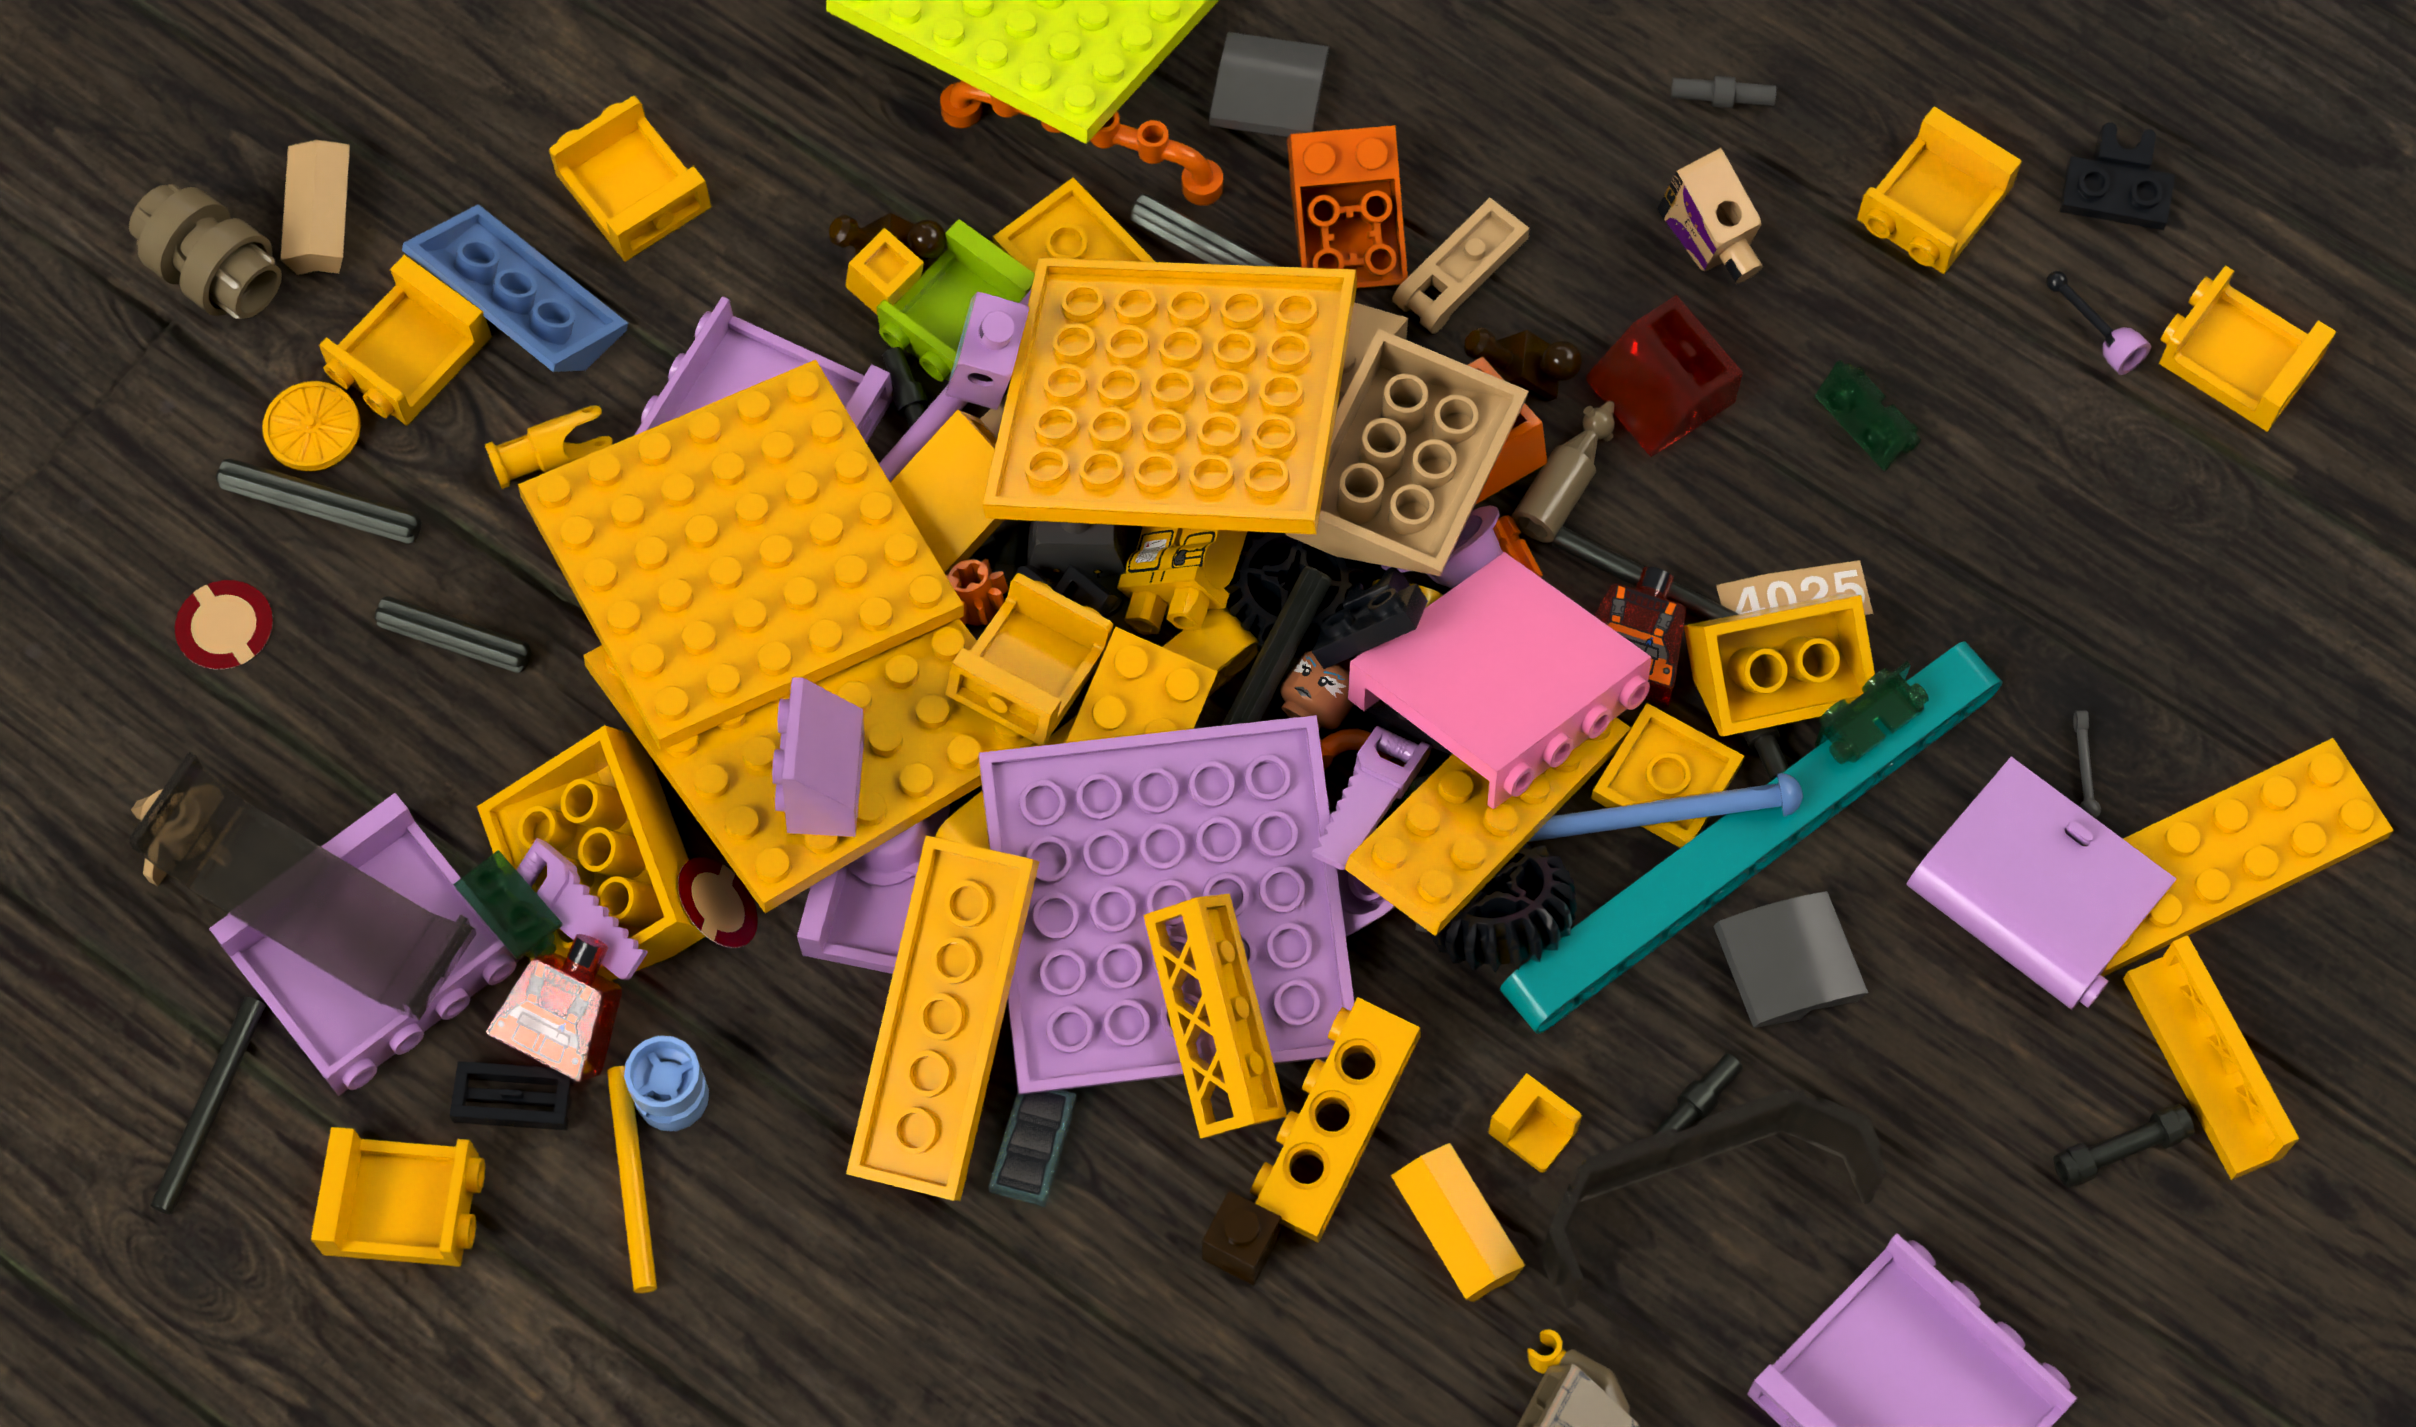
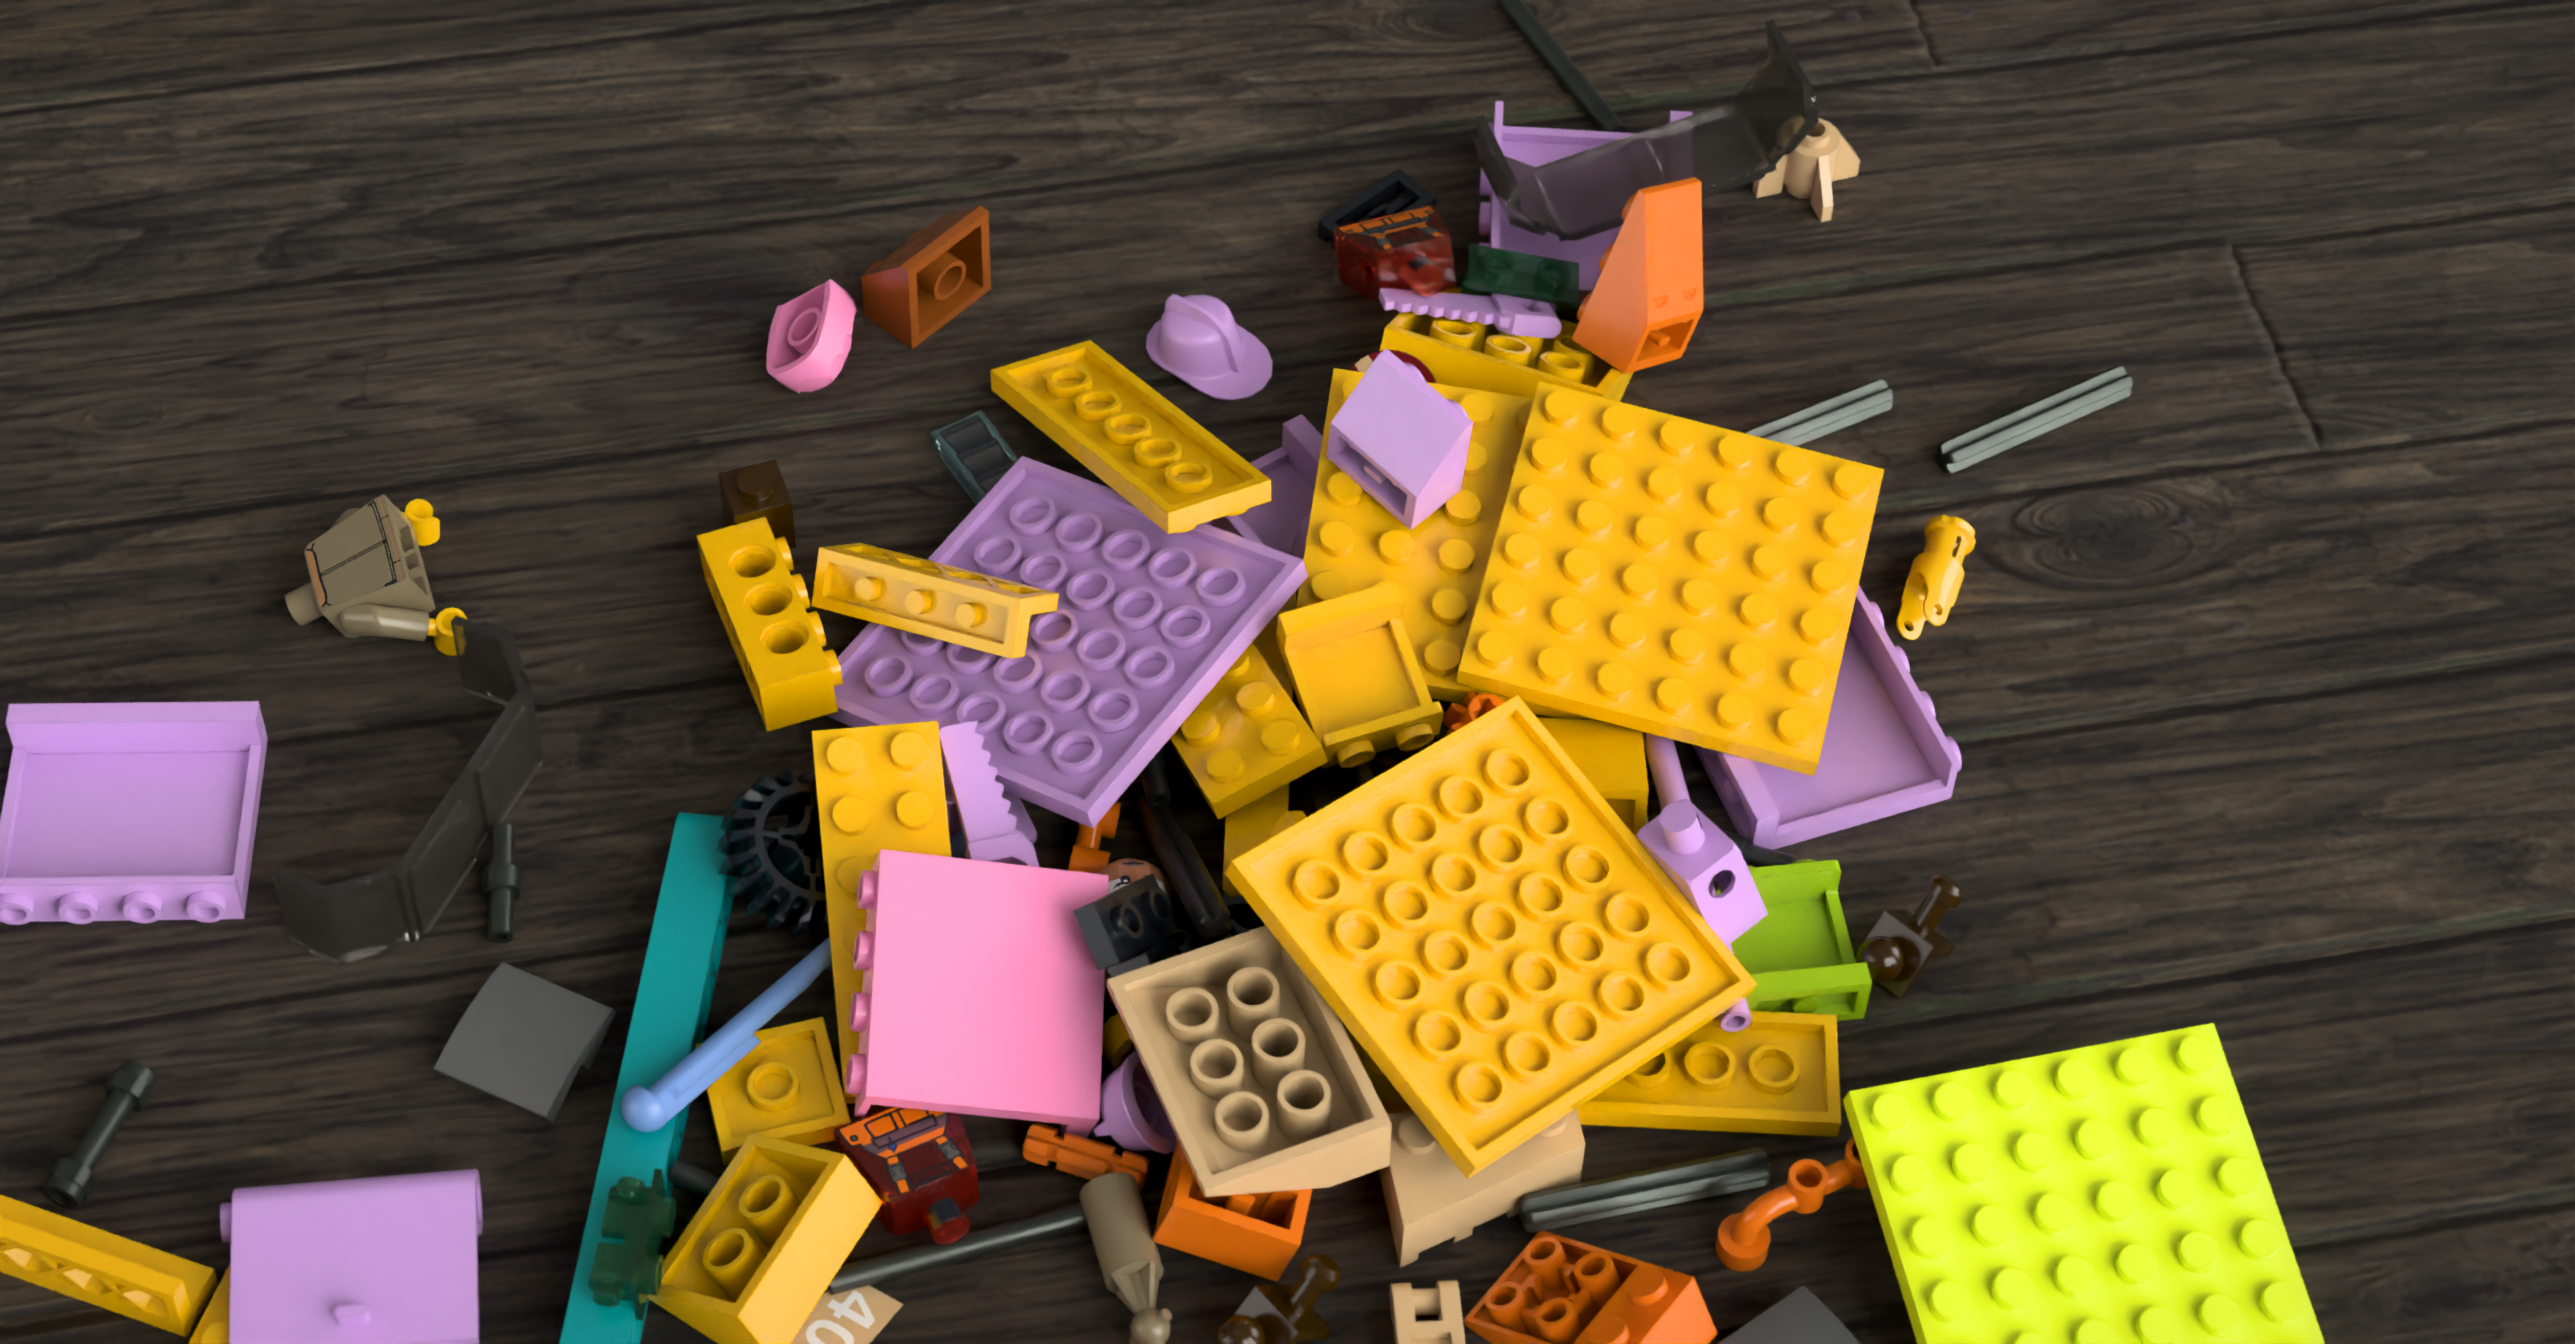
camera: 130 degrees right, 15 degrees down
(196, 244) = (2383, 468): dark tan piece -> none
(223, 624) = (1978, 308): sticker -> none
(311, 426) = (2117, 459): yellow wheel -> none
(315, 206) = (2348, 588): tan piece -> none
(397, 1200) = (1370, 106): yellow panel -> none
(408, 344) = (2137, 556): yellow panel -> none
(465, 791) = (1648, 281): none -> orange slope
(518, 289) = (2122, 656): medium blue slope -> none
(628, 178) = (2171, 816): yellow panel -> none
(632, 1182) = (1235, 238): yellow bar -> none
(666, 1083) = (1276, 280): light blue wheel -> none
(767, 1097) = (1208, 349): none -> lavender piece
(883, 271) = (1870, 893): yellow panel -> none
(901, 1336) = (930, 277): none -> dark orange slope
(1042, 1366) = (811, 338): none -> bright pink piece
(1458, 1222) = (607, 650): yellow piece -> none
(1535, 1123) = (619, 766): yellow panel -> none

